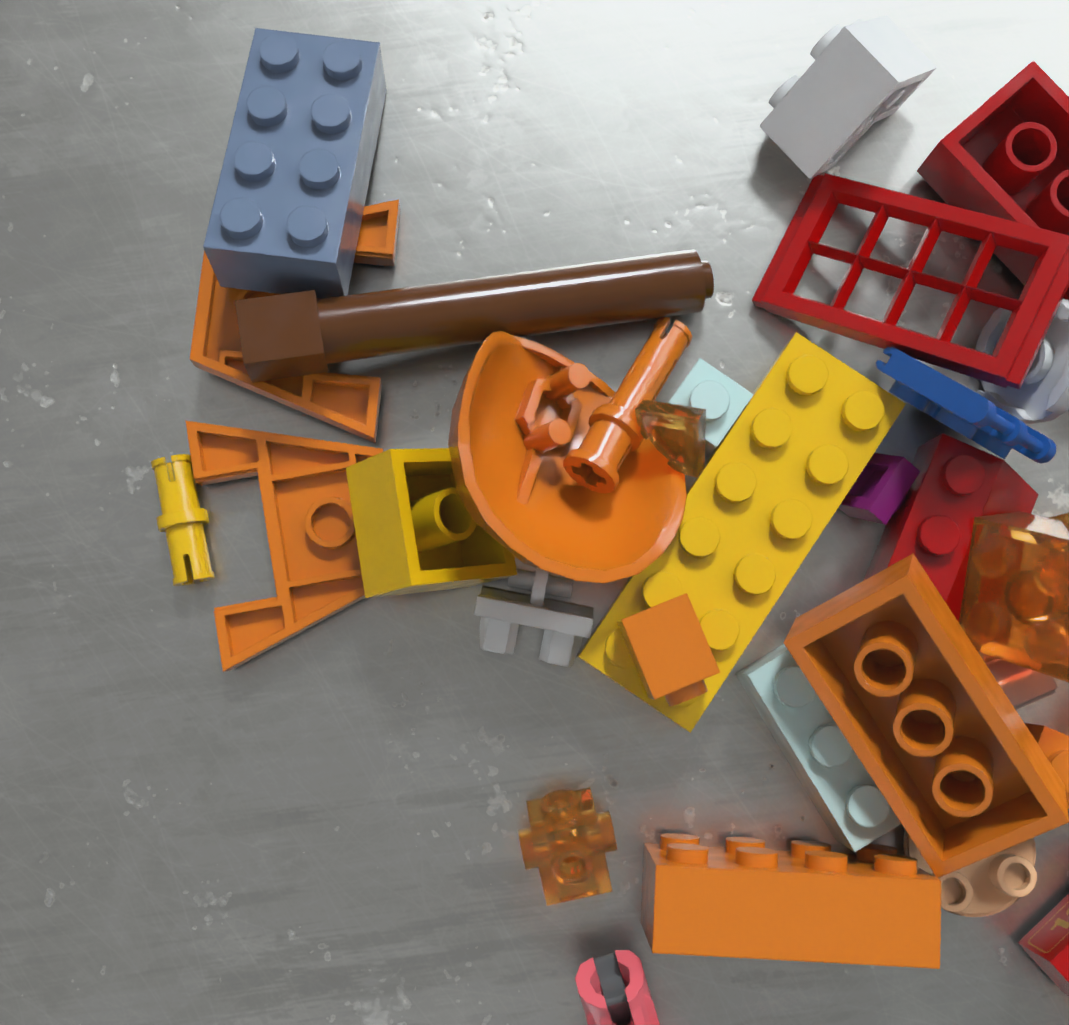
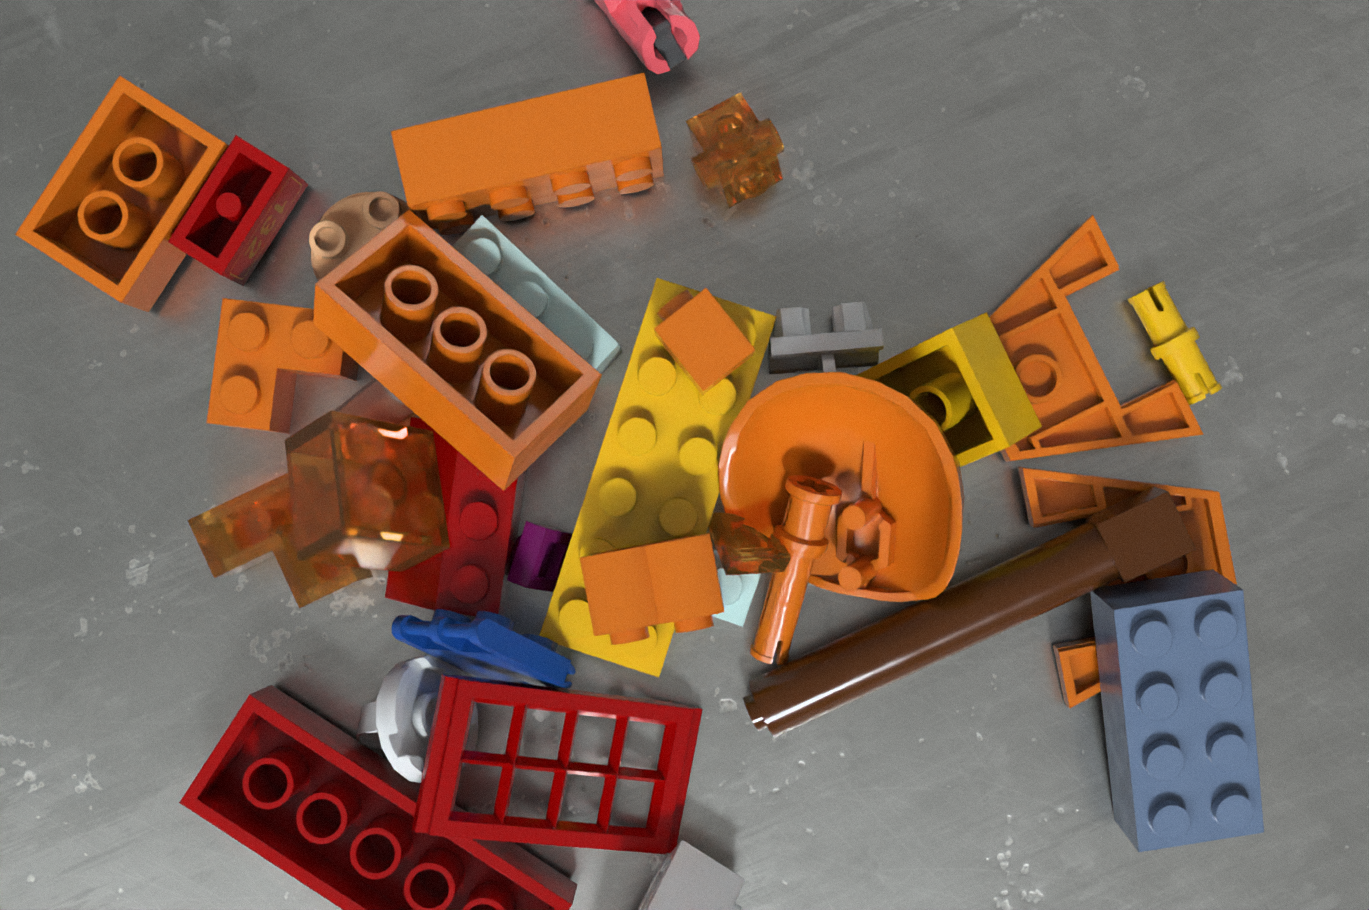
camera: 160 degrees right, 5 degrees up
(786, 415) = (652, 586): none -> orange brick

